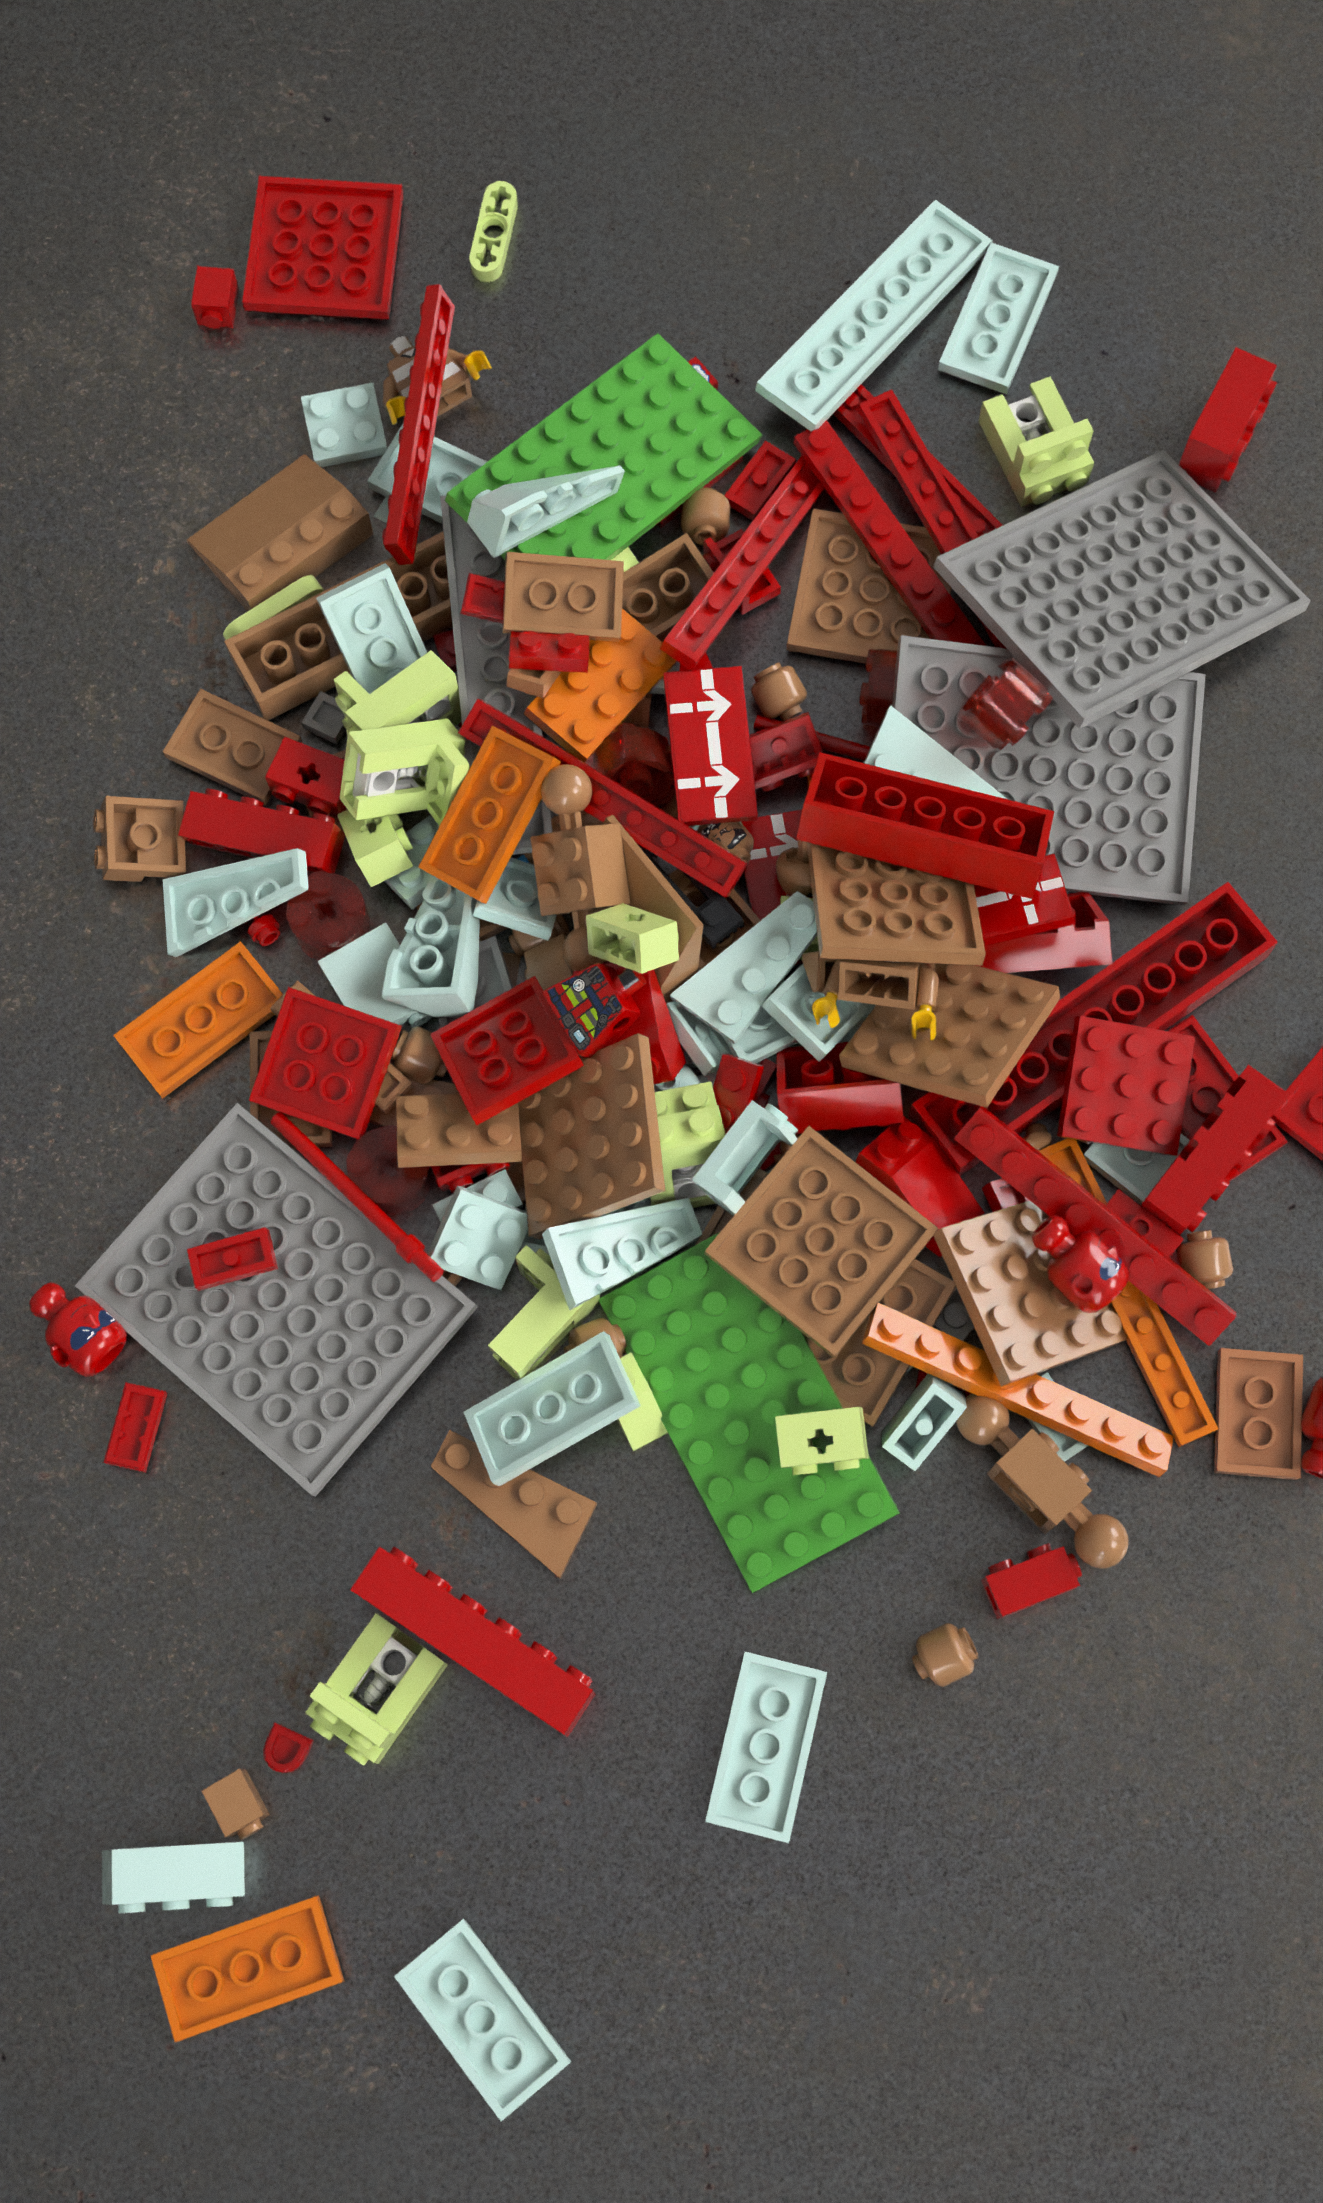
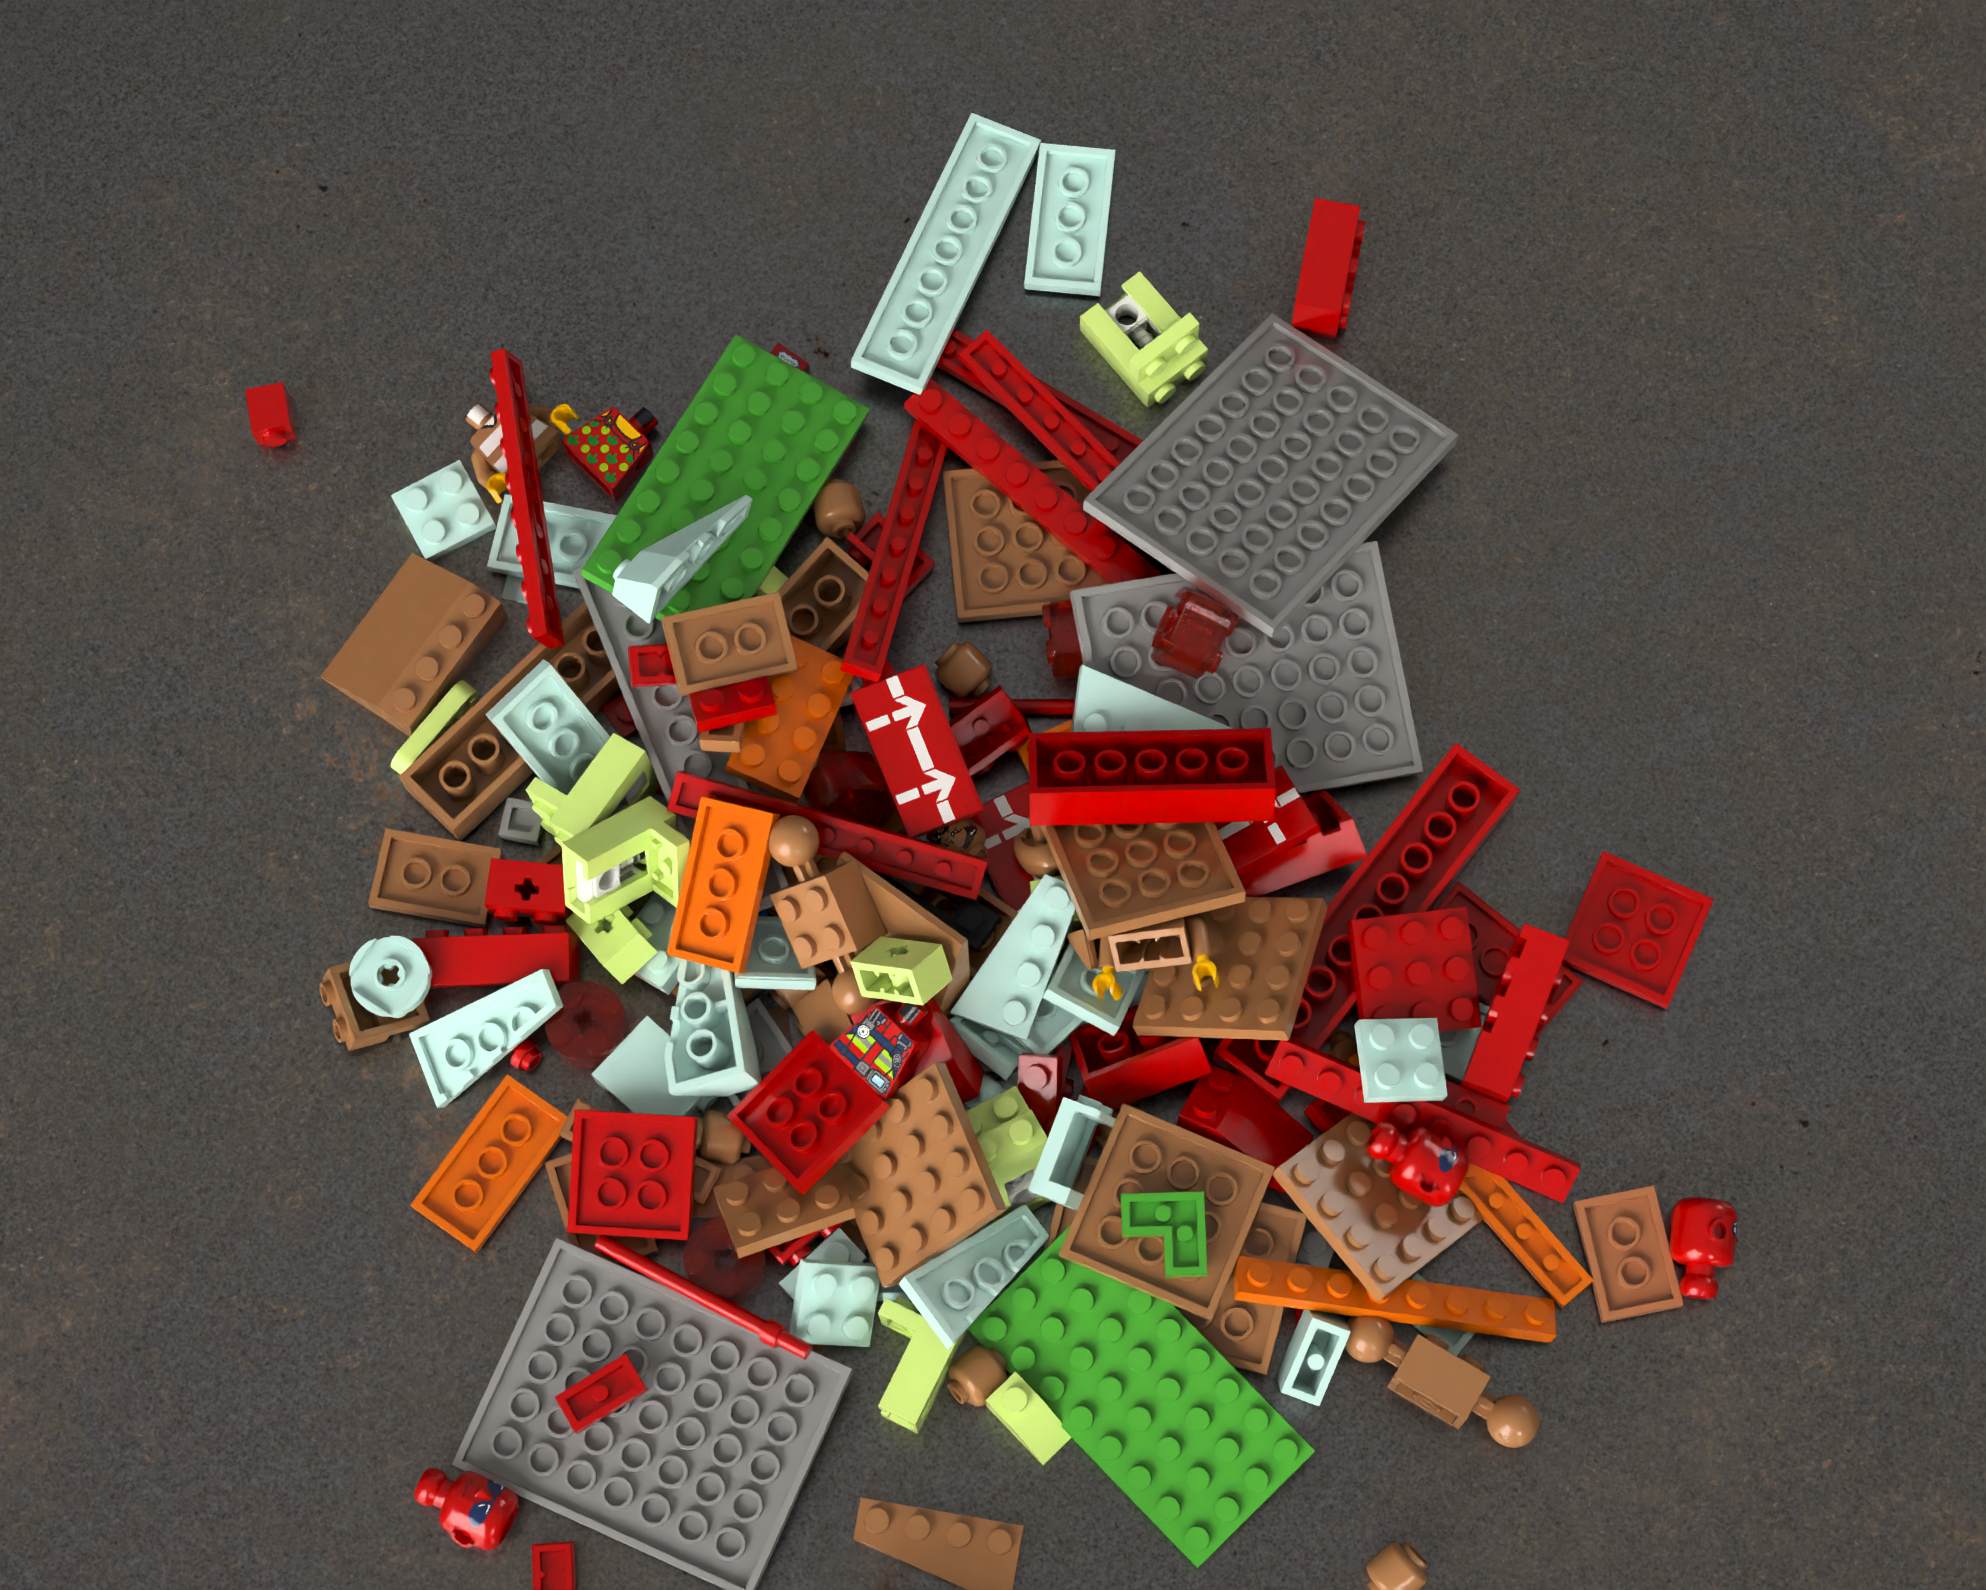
camera: 15 degrees left, 0 degrees up
(157, 840) = (396, 998): none -> light aqua plate
(323, 247) = (364, 330): red plate -> none
(488, 217) = (520, 240): yellowish green beam -> none
(513, 405) = (612, 449): none -> red torso
(551, 1409) = (955, 1449): light aqua plate -> none
(759, 480) = (881, 455): red plate -> none
(798, 1430) = (1198, 1401): yellowish green brick -> none
(827, 1247) = (1178, 1219): none -> bright green plate
(1032, 1581) = (1459, 1478): red brick -> none
(1090, 1161) = (1400, 1060): none -> light aqua plate
(1206, 1258) = (1536, 1119): medium nougat head -> none

